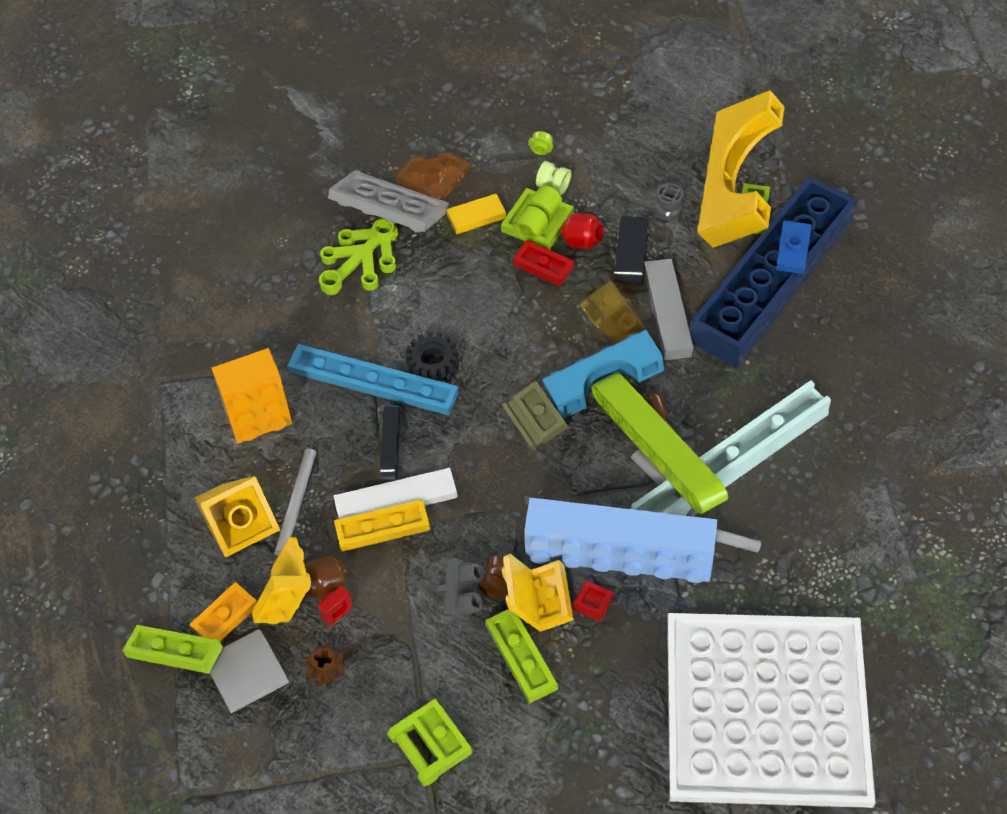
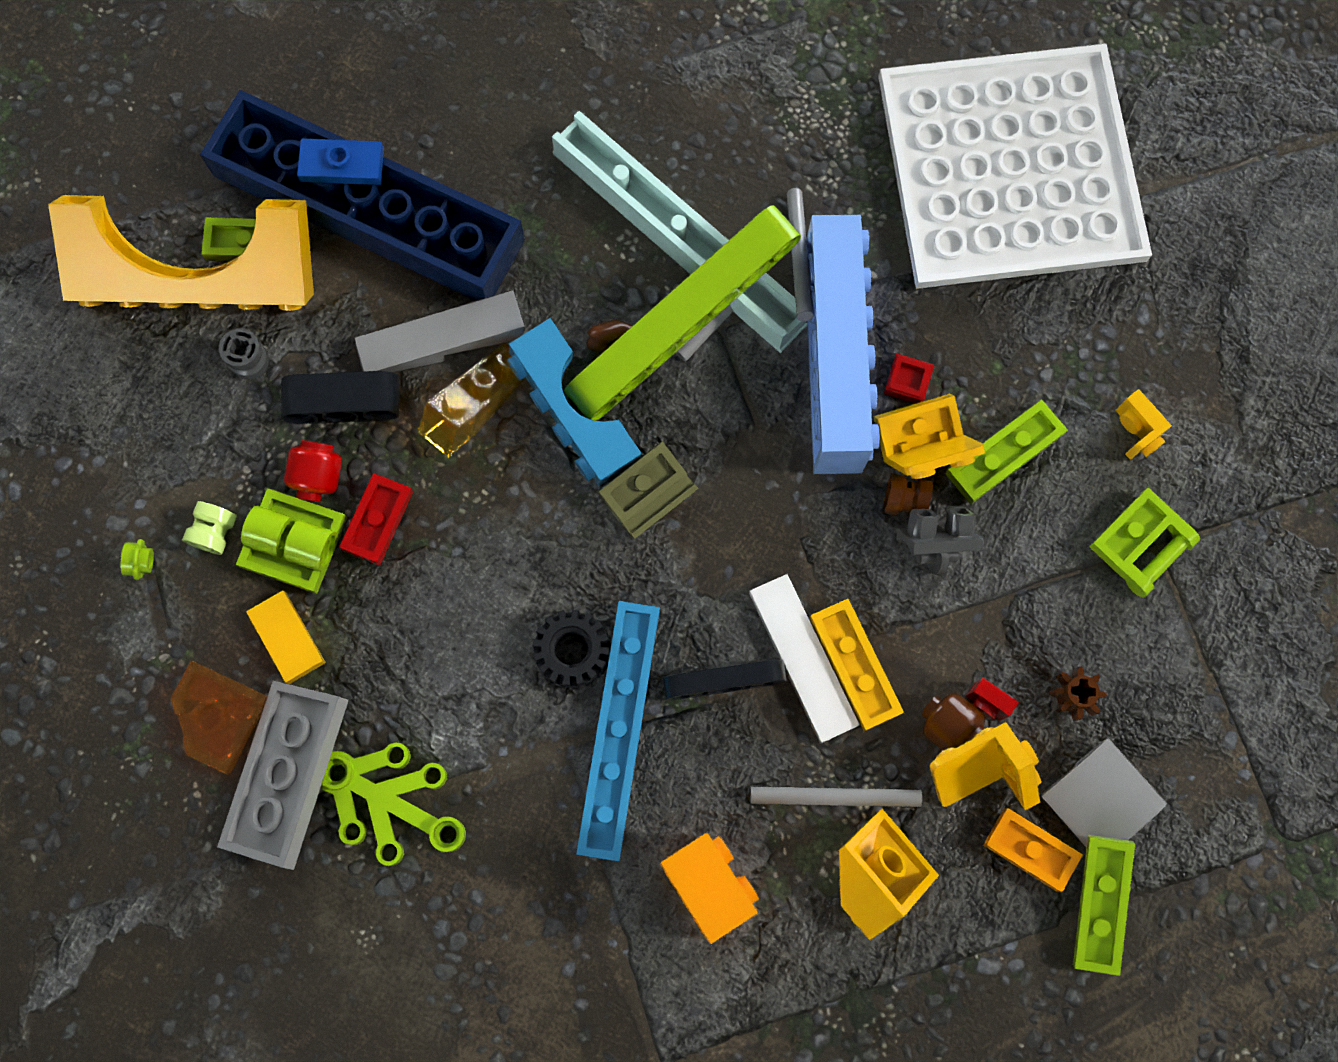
camera: 105 degrees left, 20 degrees up
(527, 760) = (1142, 418): none -> yellow bracket

